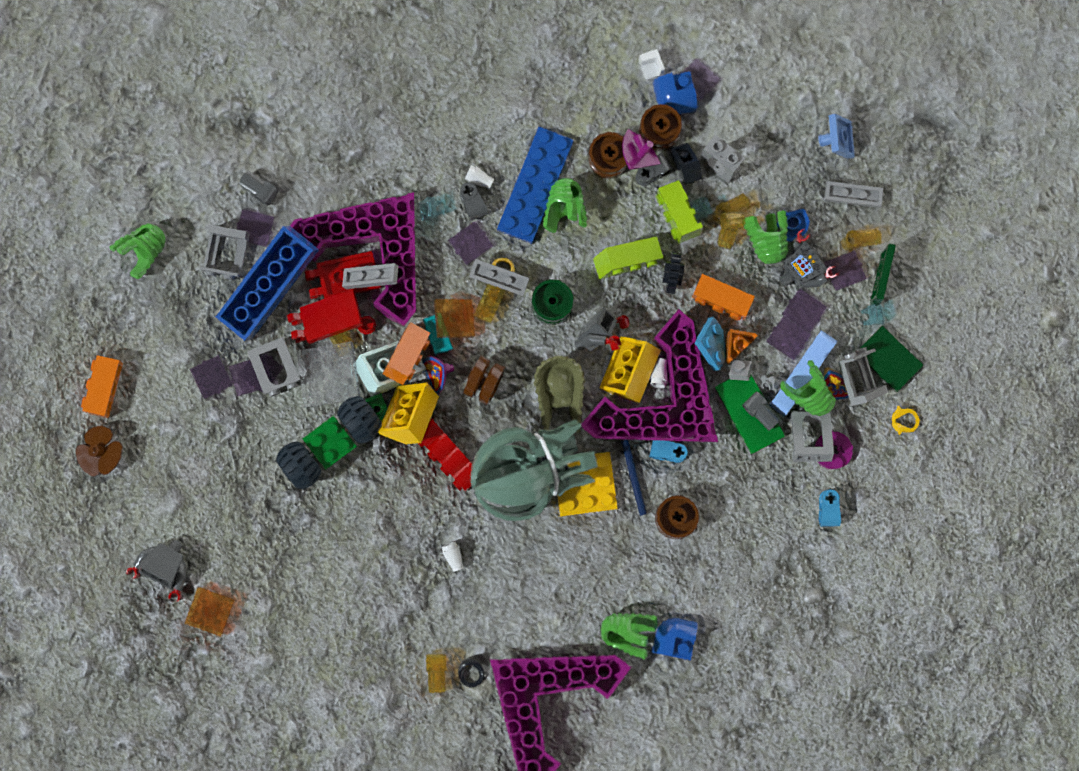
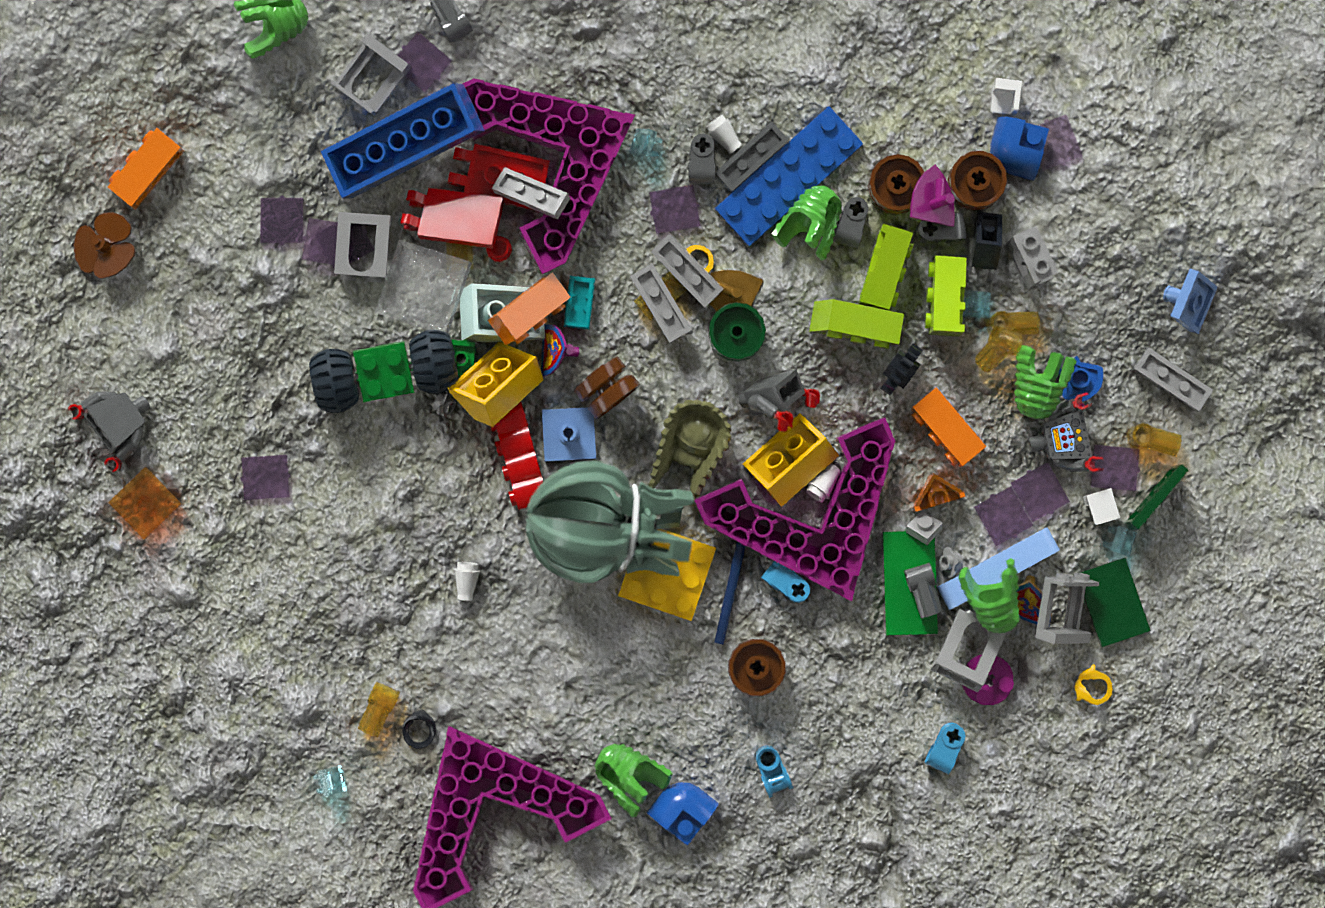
camera: 25 degrees right, 5 degrees up
(283, 554) = (265, 477): none -> clear purple piece
(428, 737) = (331, 781): none -> clear light blue tile
(454, 318) = (608, 293): clear orange plate -> none
(473, 425) = (568, 434): none -> medium blue tile
(492, 307) = (660, 303): none -> light grey plate
(504, 183) = (751, 156): none -> dark grey plate
(537, 273) = (737, 286): none -> pearl gold shield
(592, 197) = (851, 227): none -> dark grey piece
(629, 211) = (886, 268): none -> lime wedge
(712, 343) = (905, 478): dark azure plate -> none
(723, 582) = (773, 772): none -> dark azure piece
(850, 298) = (1102, 506): none -> white panel

